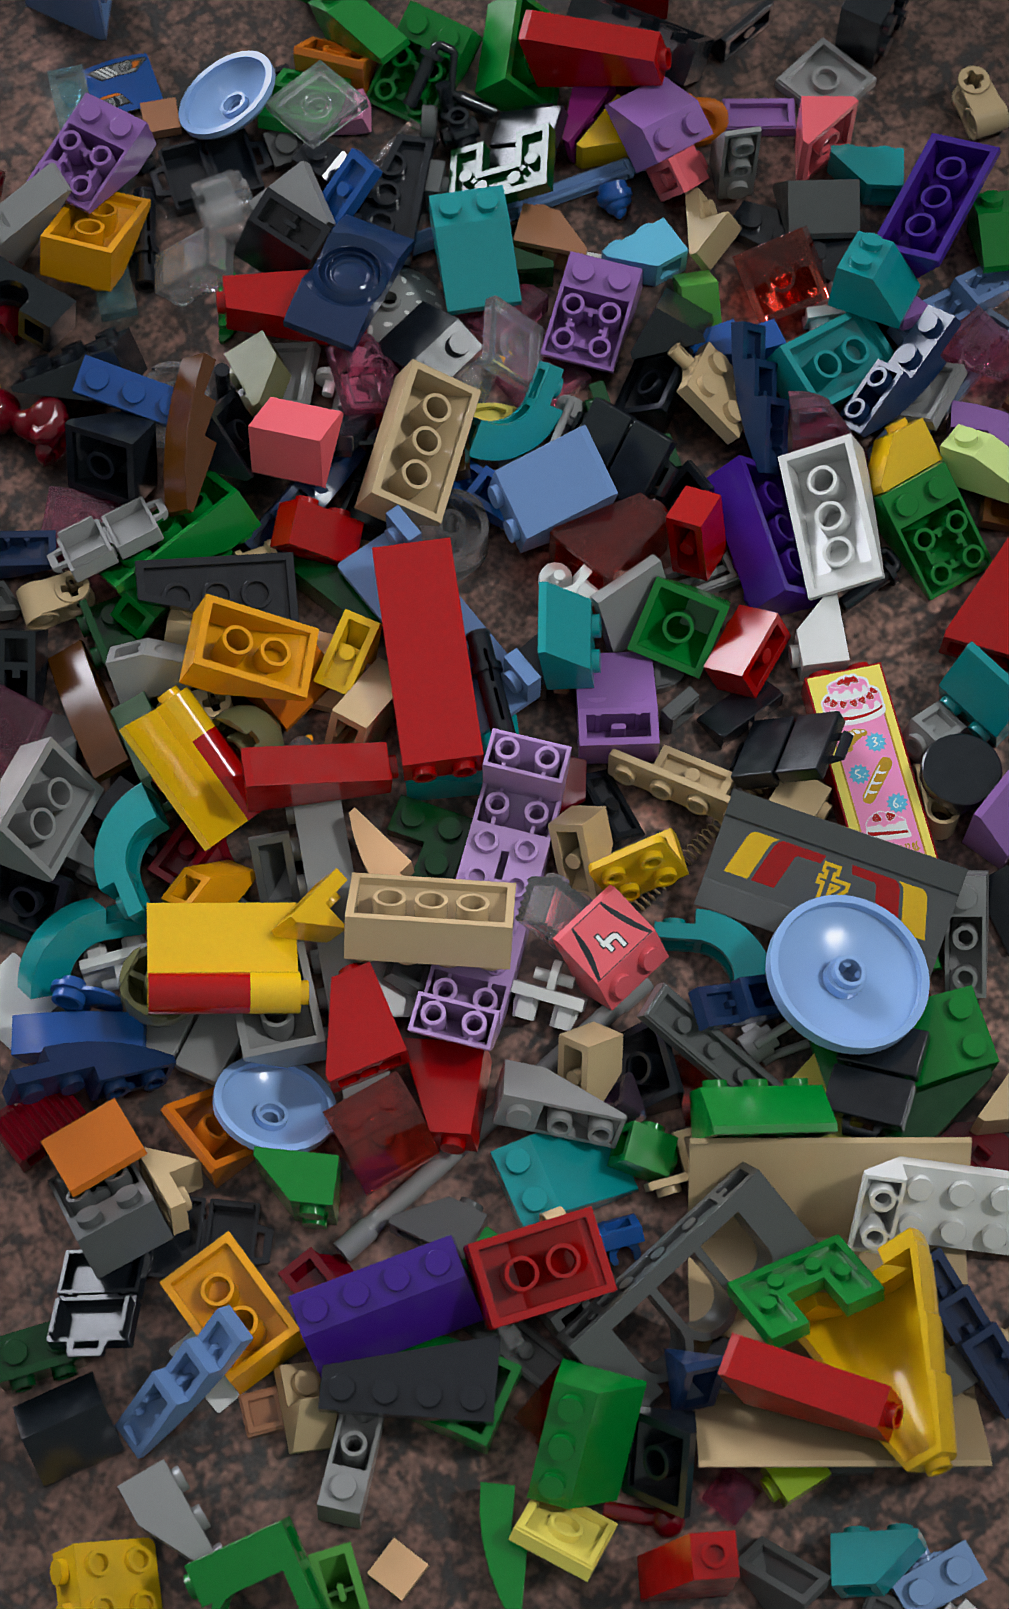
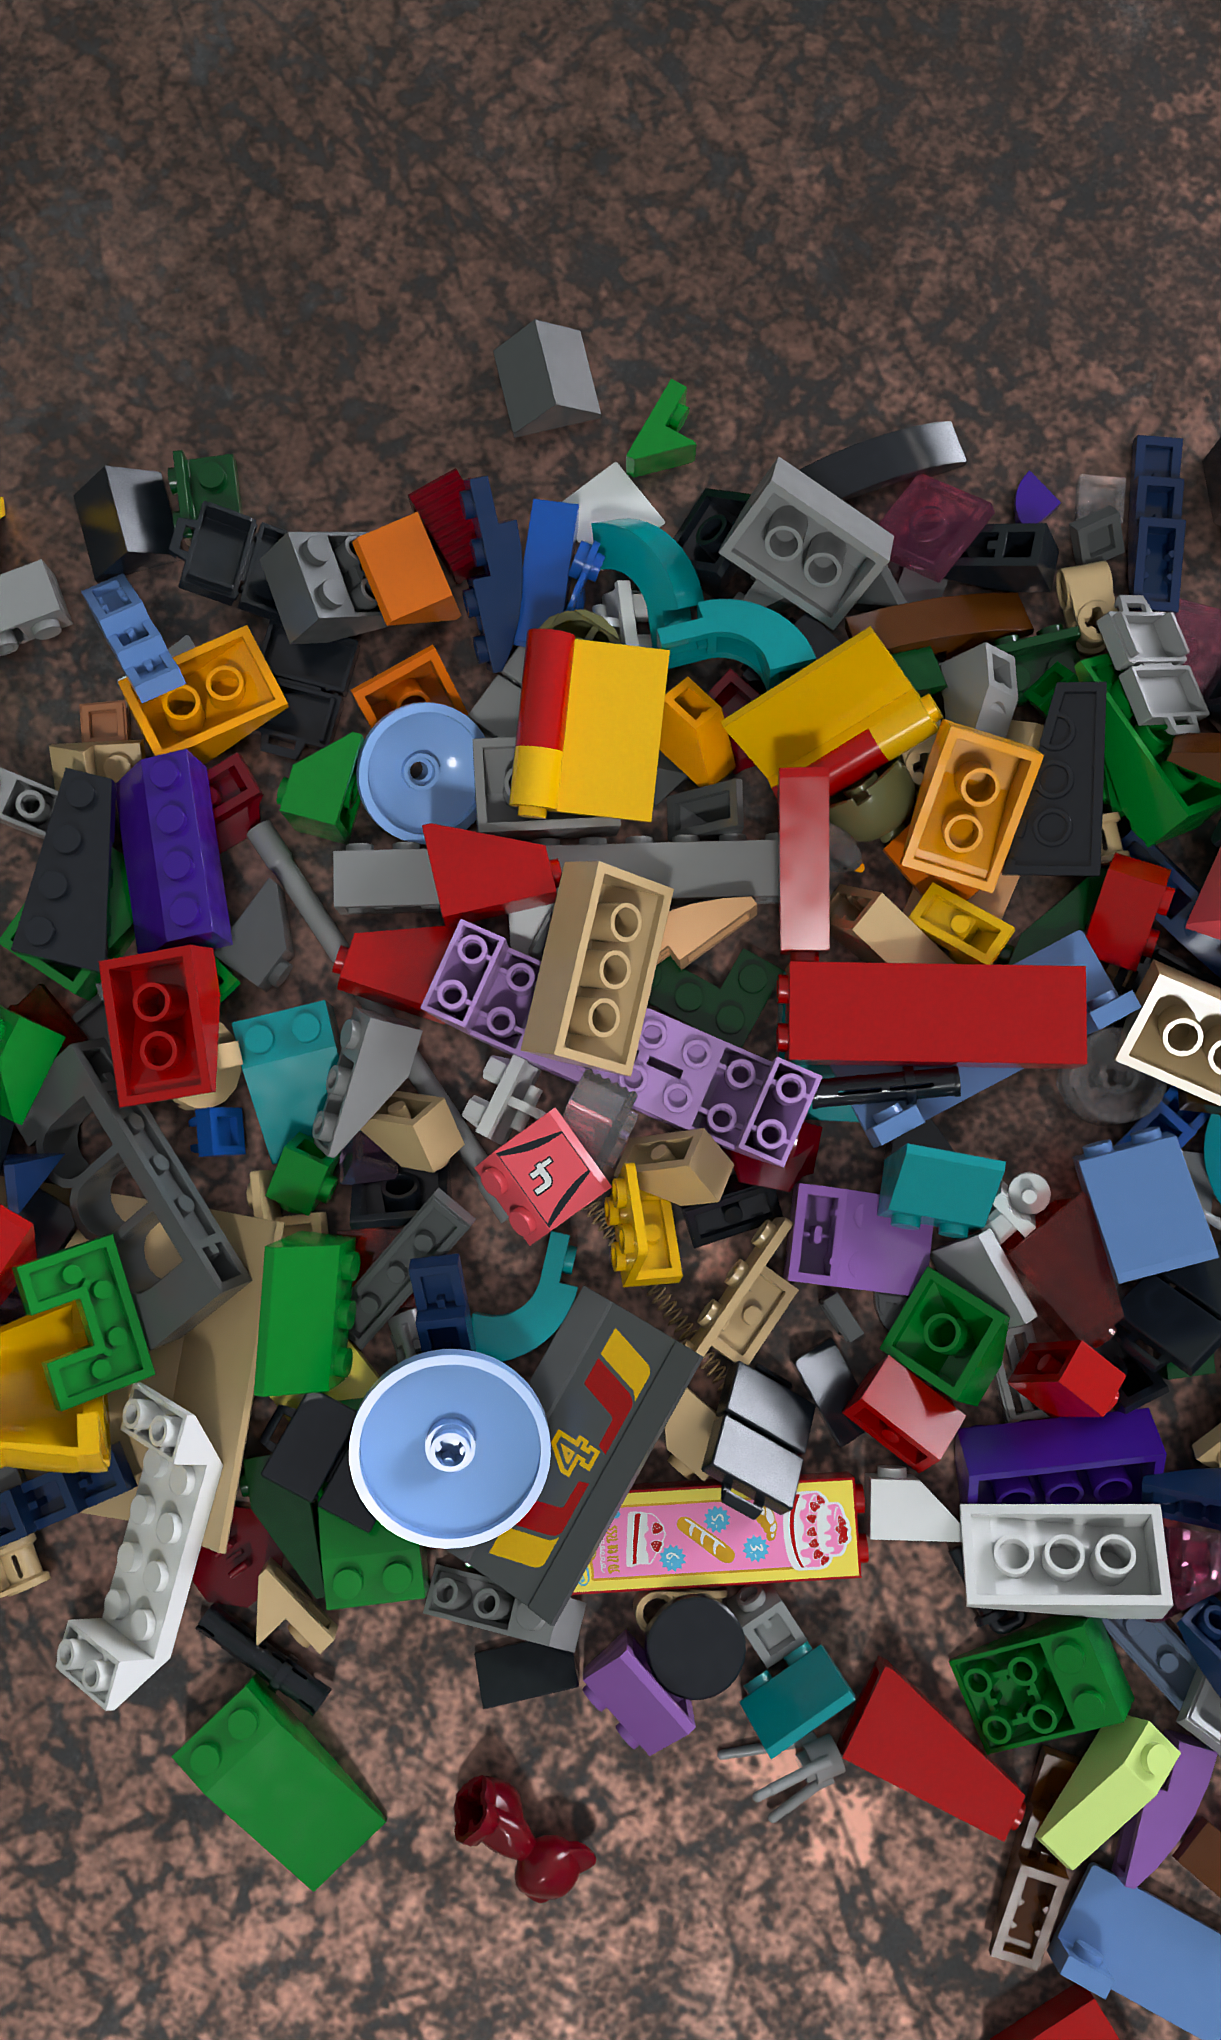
camera: 100 degrees right, 15 degrees up
(169, 1181) = (360, 646): tan slope -> none
(311, 916) = (627, 830): yellow slope -> none
(381, 1133) = (361, 879): clear red slope -> none
(901, 454) = (1145, 1666): yellow slope -> none

